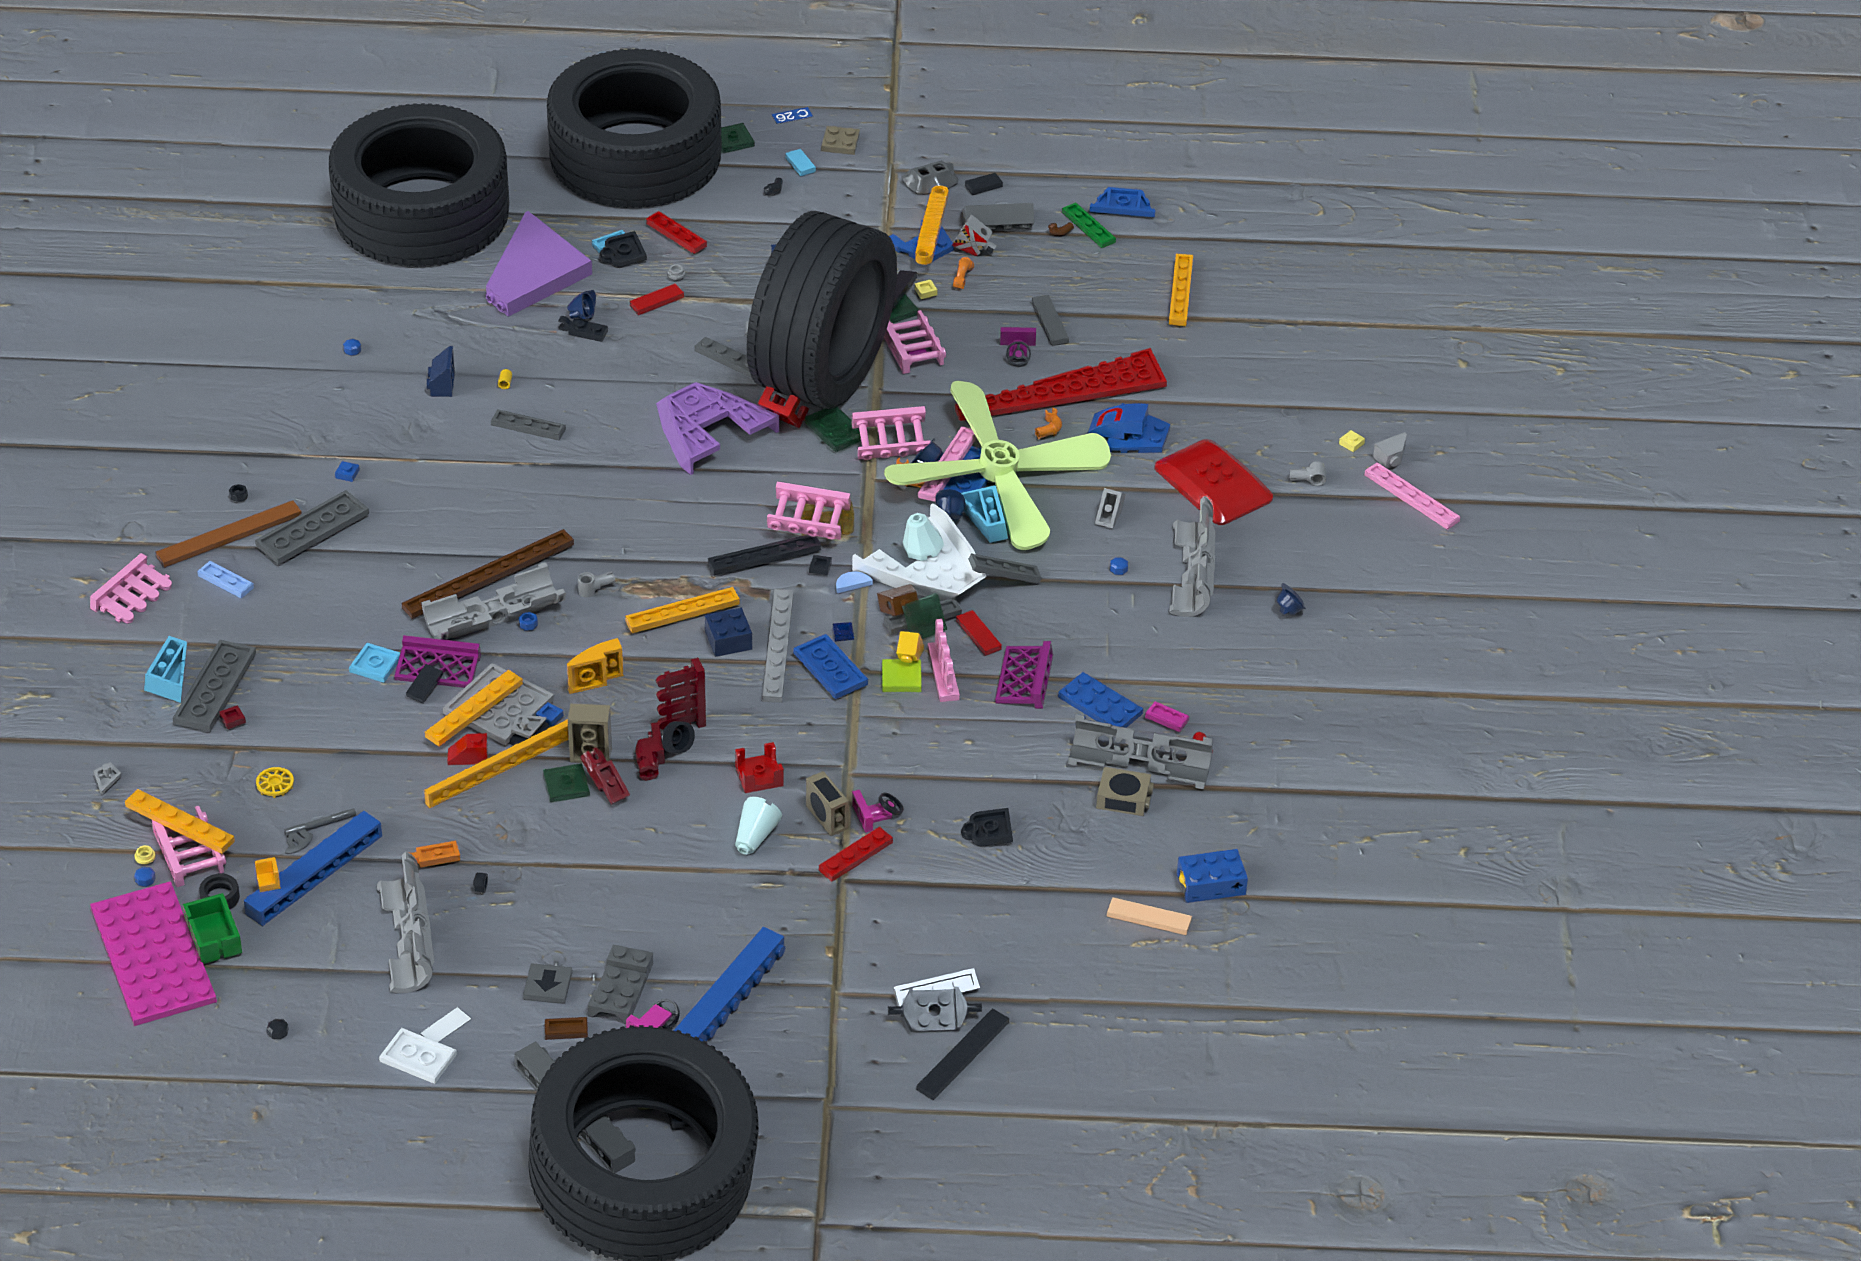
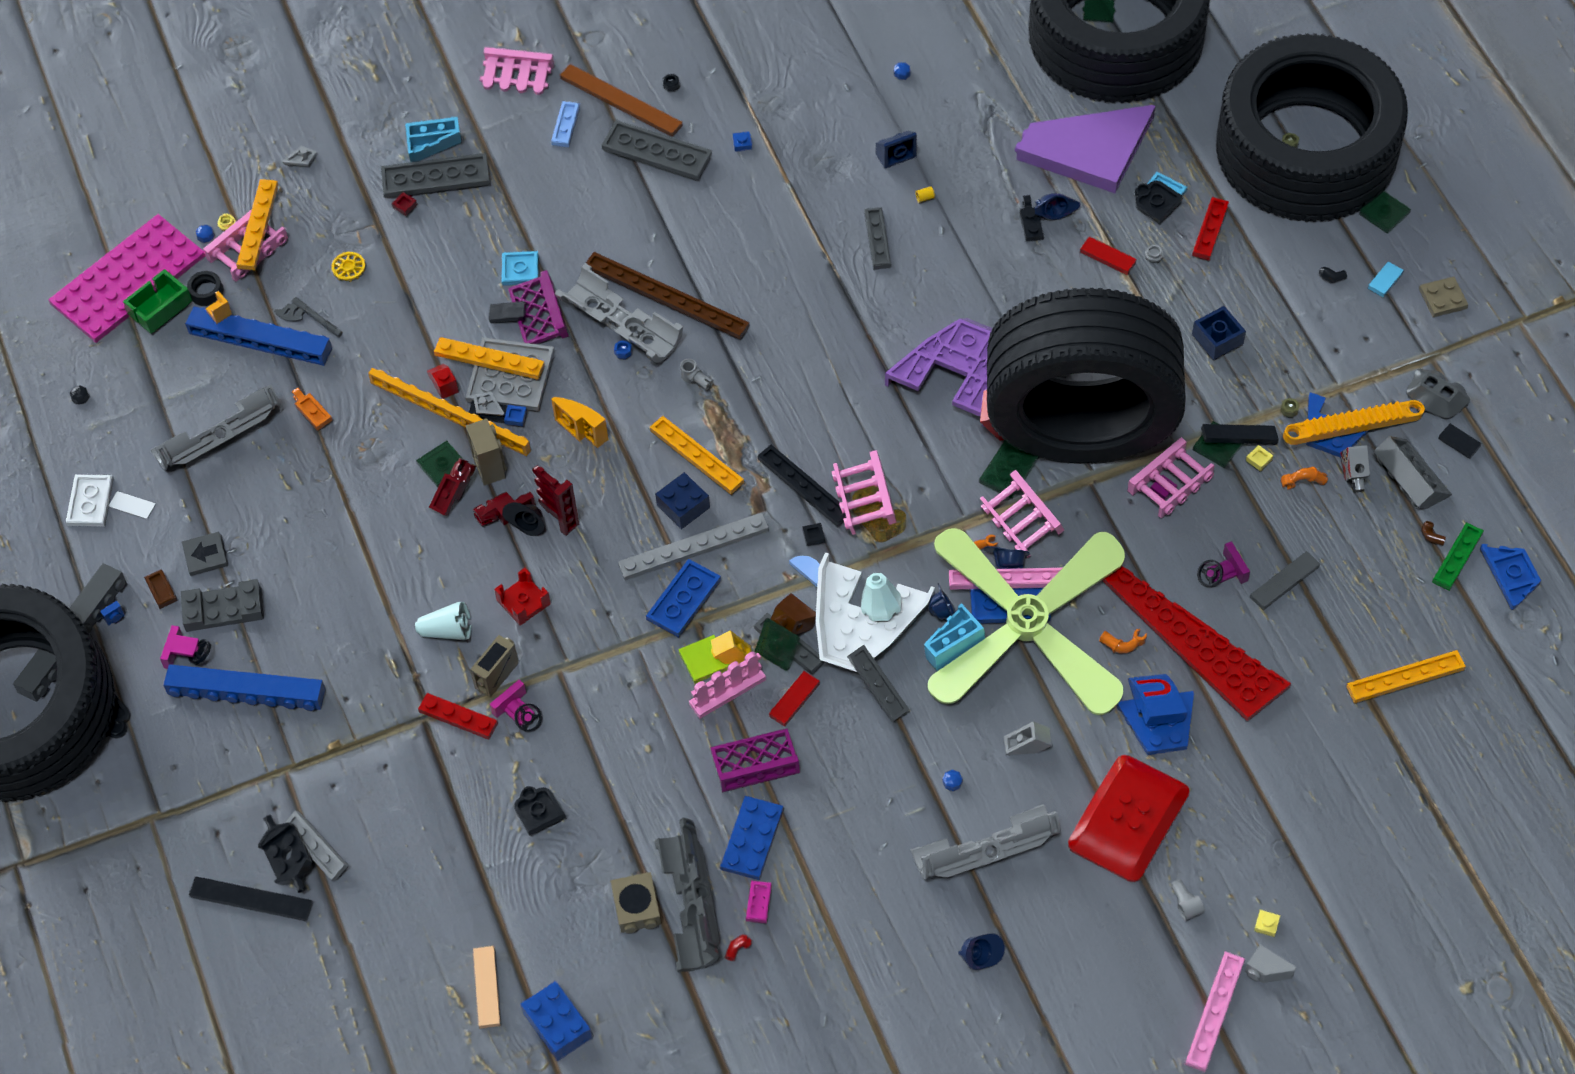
camera: 70 degrees right, 15 degrees up
(480, 882) = (294, 455): black tile -> none
(792, 115) = (1457, 243): blue sticker -> none
(843, 631) = (738, 589): clear blue tile -> none

